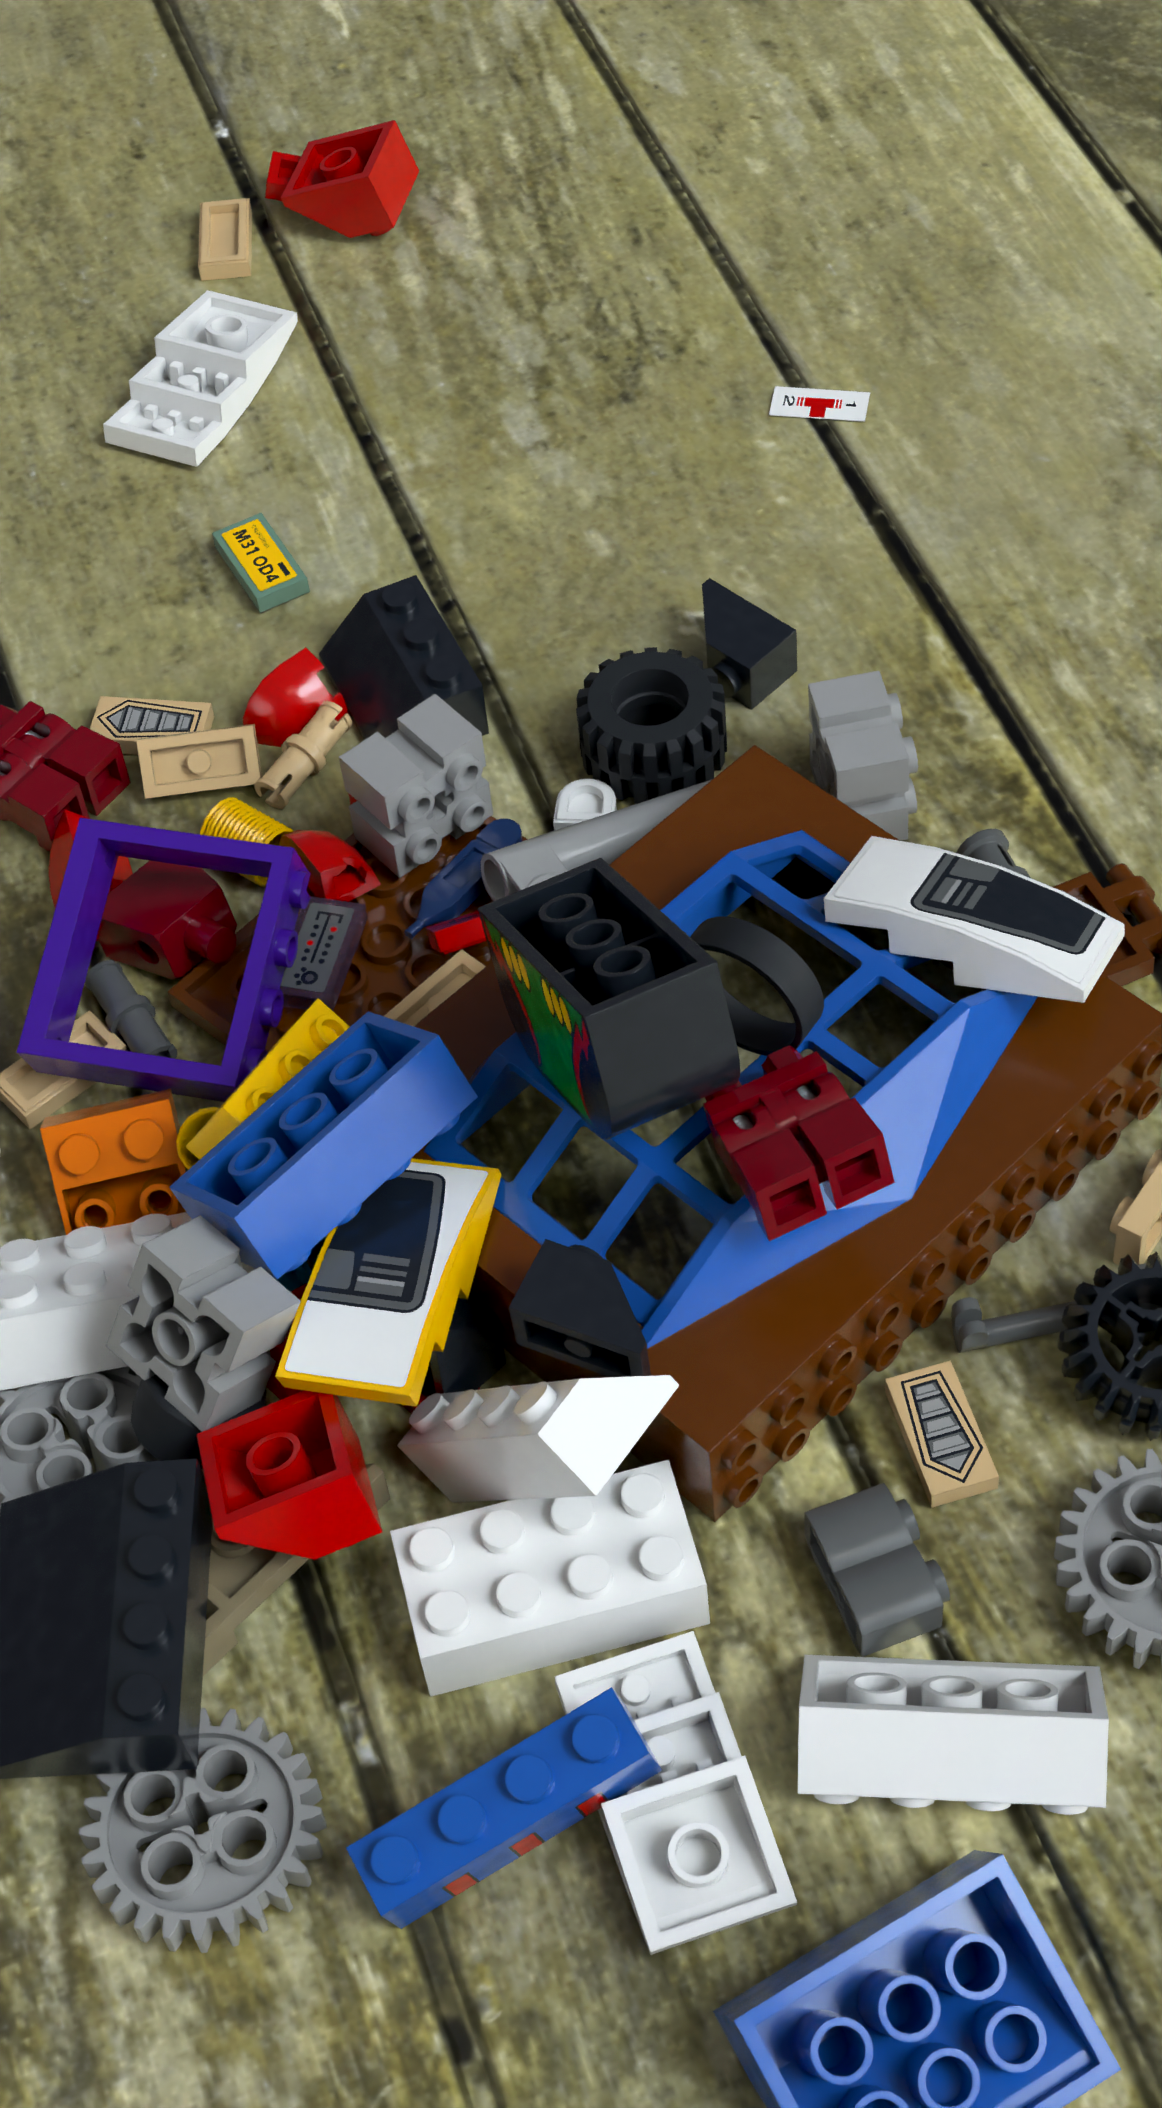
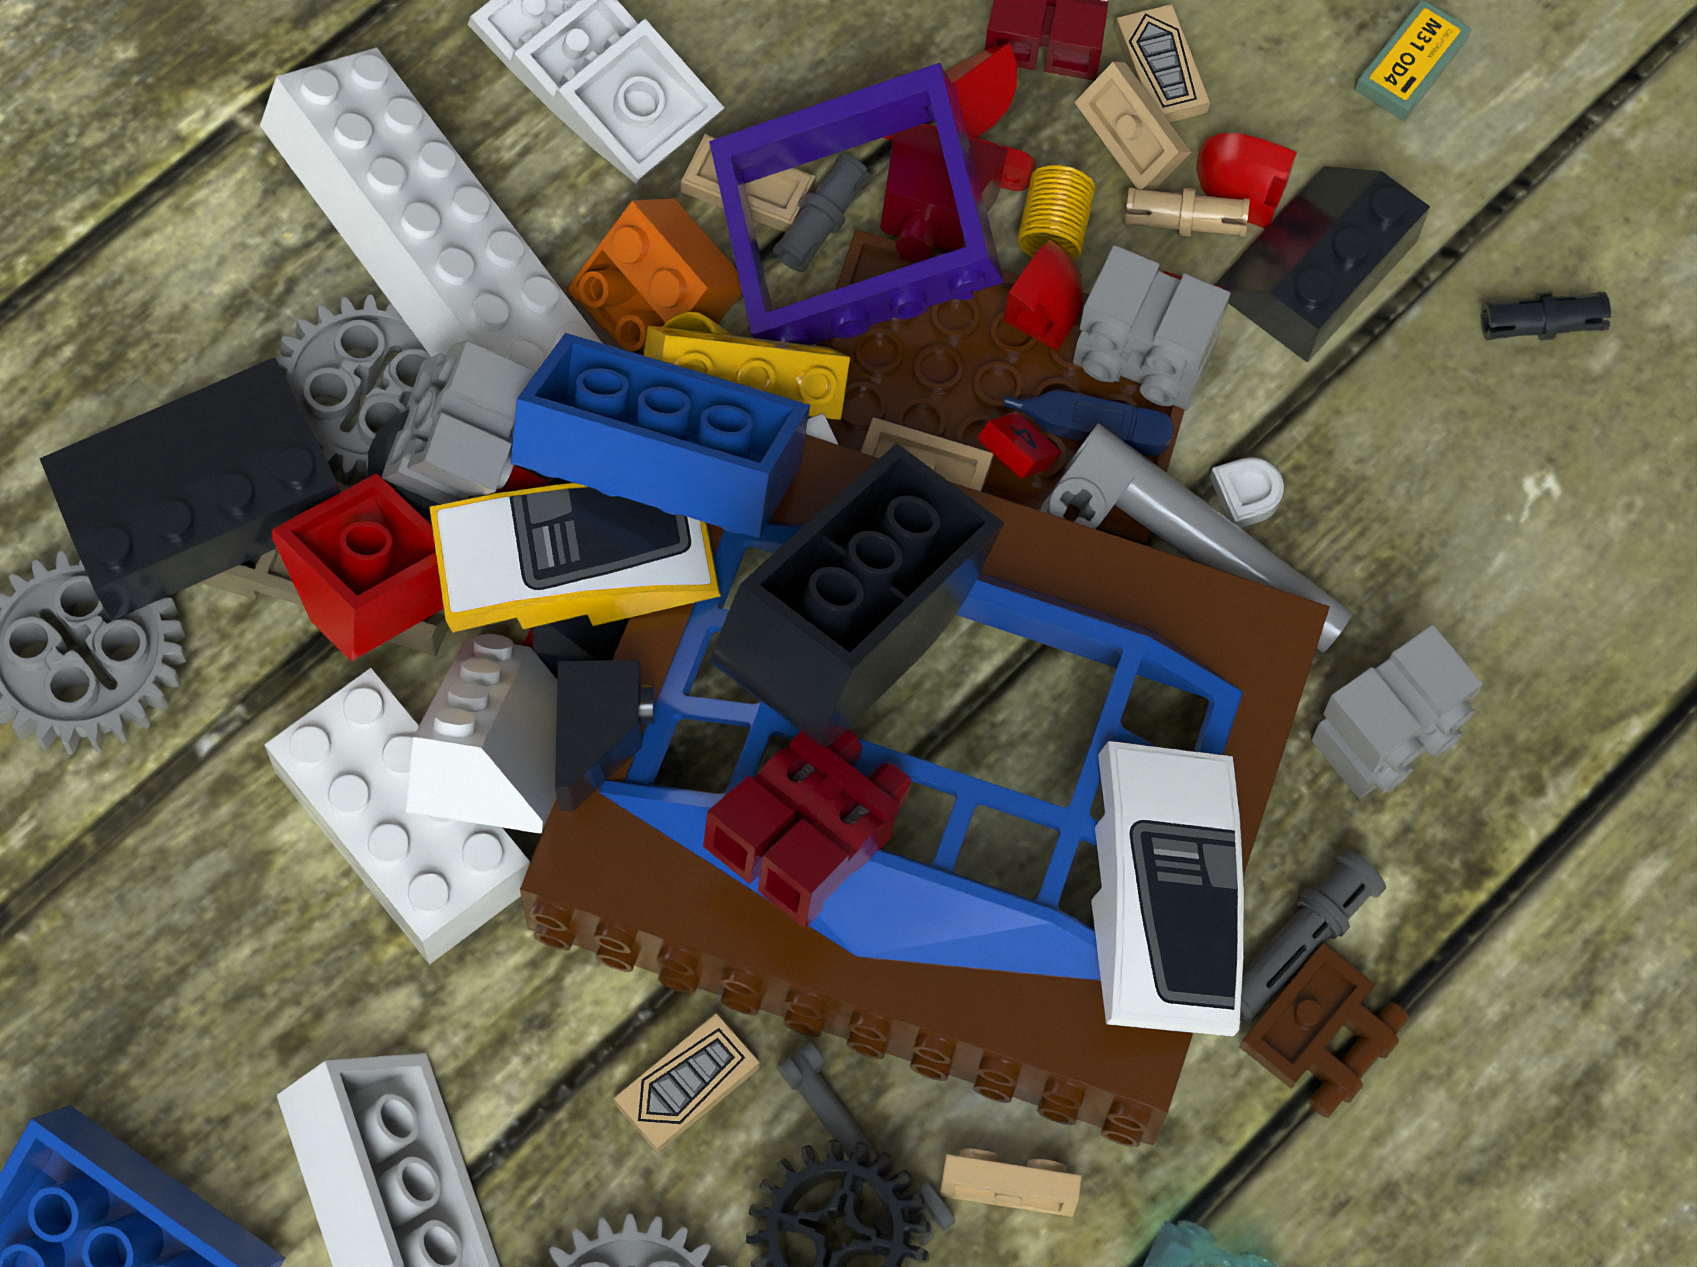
camera: 55 degrees right, 15 degrees up
(326, 945) = (948, 336): tile -> none
(503, 1809) = (165, 871): blue brick -> none
(546, 560) = (1545, 315): none -> black pin
(652, 723) = (1370, 460): black tyre -> none
(697, 1832) = (251, 997): white slope -> none
(746, 645) = (1511, 545): black slope -> none
(780, 967) = (946, 713): black tyre -> none
(876, 1569) = (519, 1077): dark grey brick -> none

